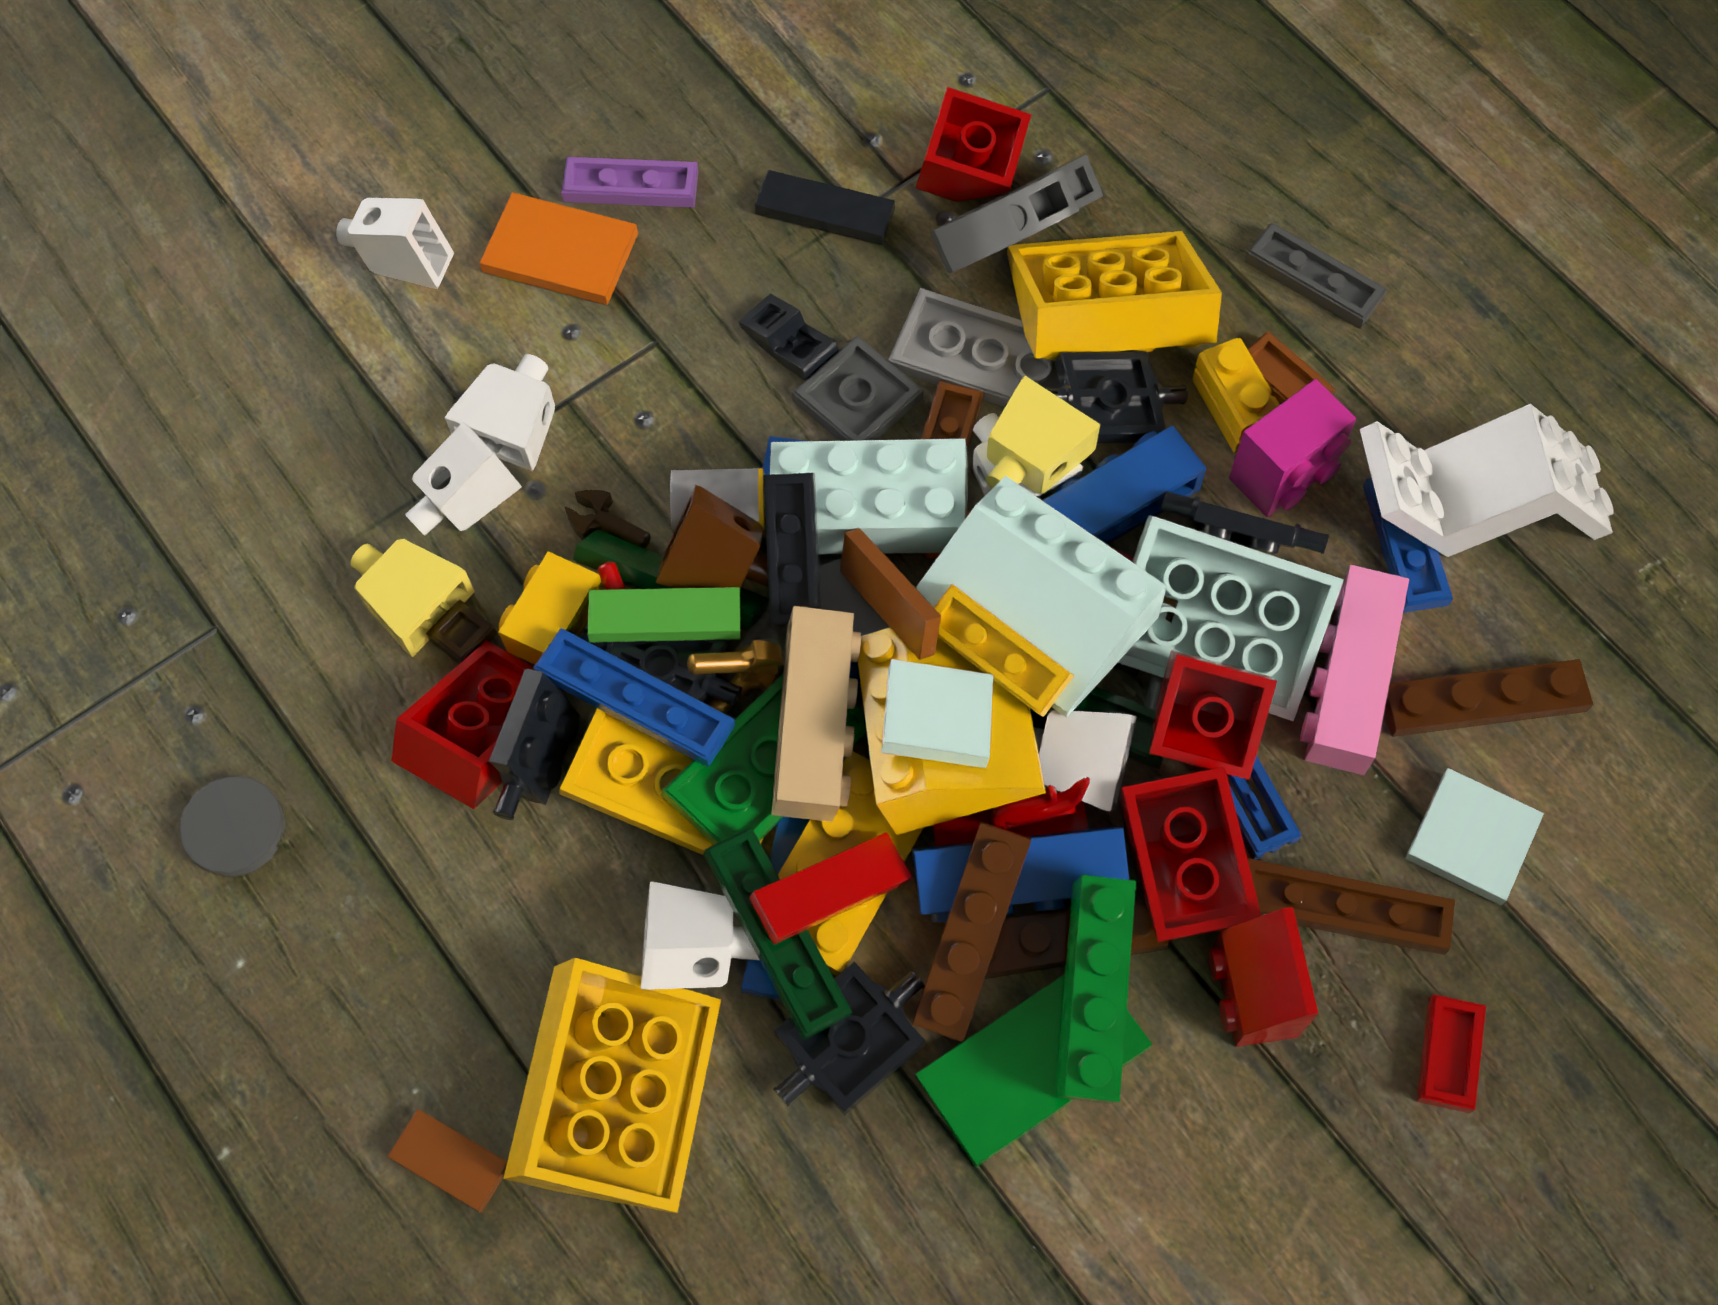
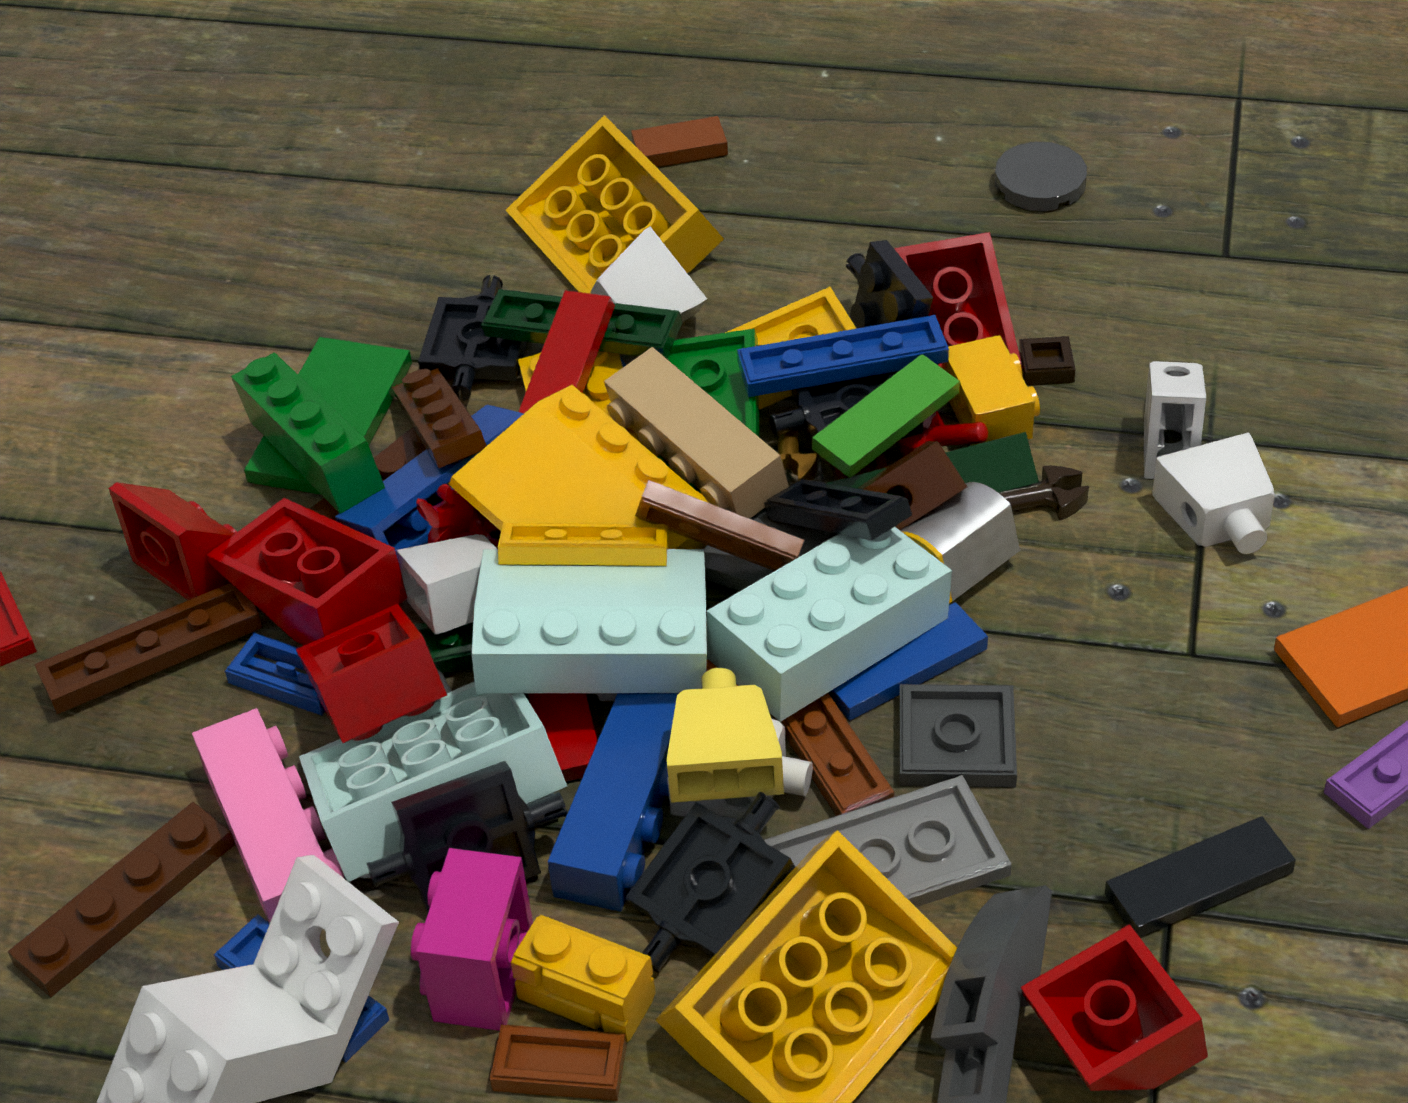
camera: 140 degrees right, 20 degrees down
(408, 589) = (1116, 341): light yellow torso -> none
(755, 663) = (784, 436): pearl gold bar -> none
(786, 336) = (1090, 735): black slope -> none
(938, 713) = (582, 457): light aqua tile -> none
(1474, 836) = (65, 777): light aqua tile -> none

